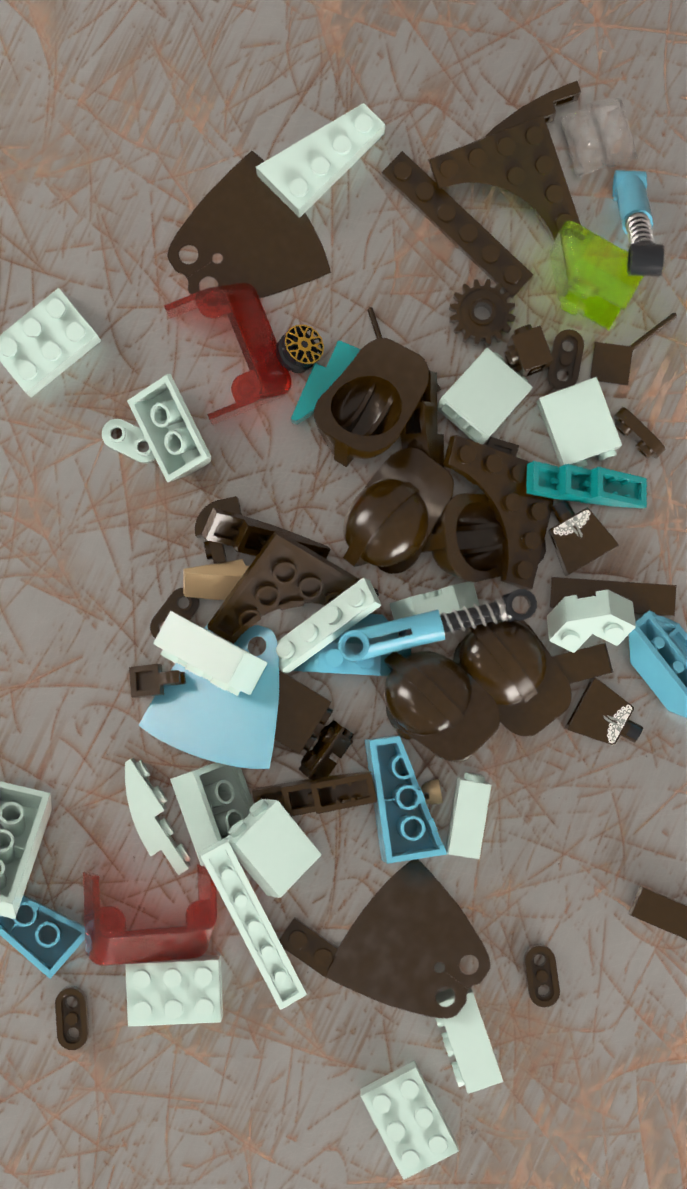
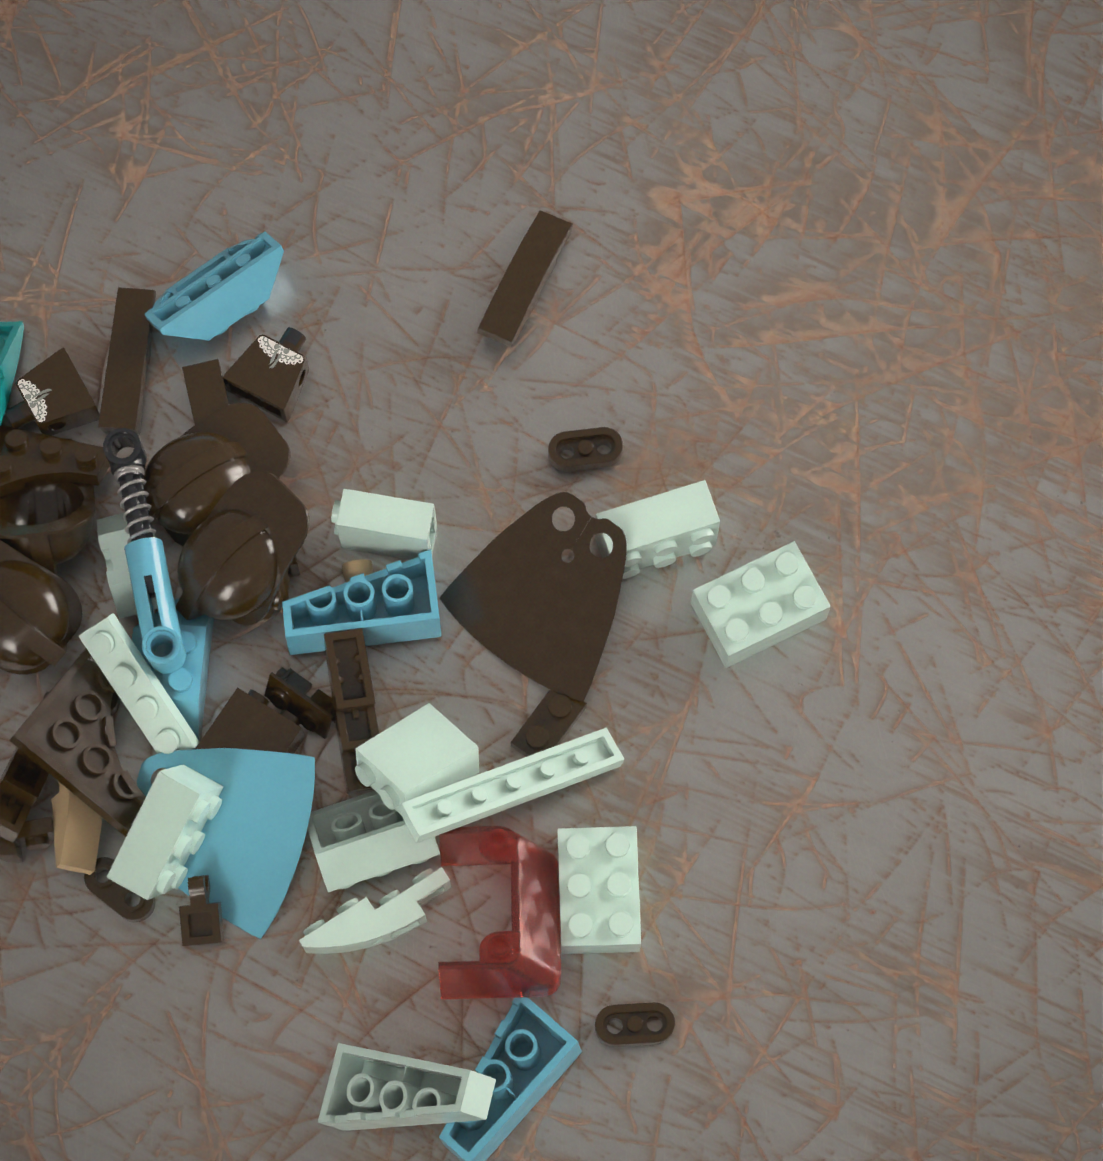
camera: 90 degrees left, 15 degrees down
(601, 615) = (149, 393): light aqua brick -> none

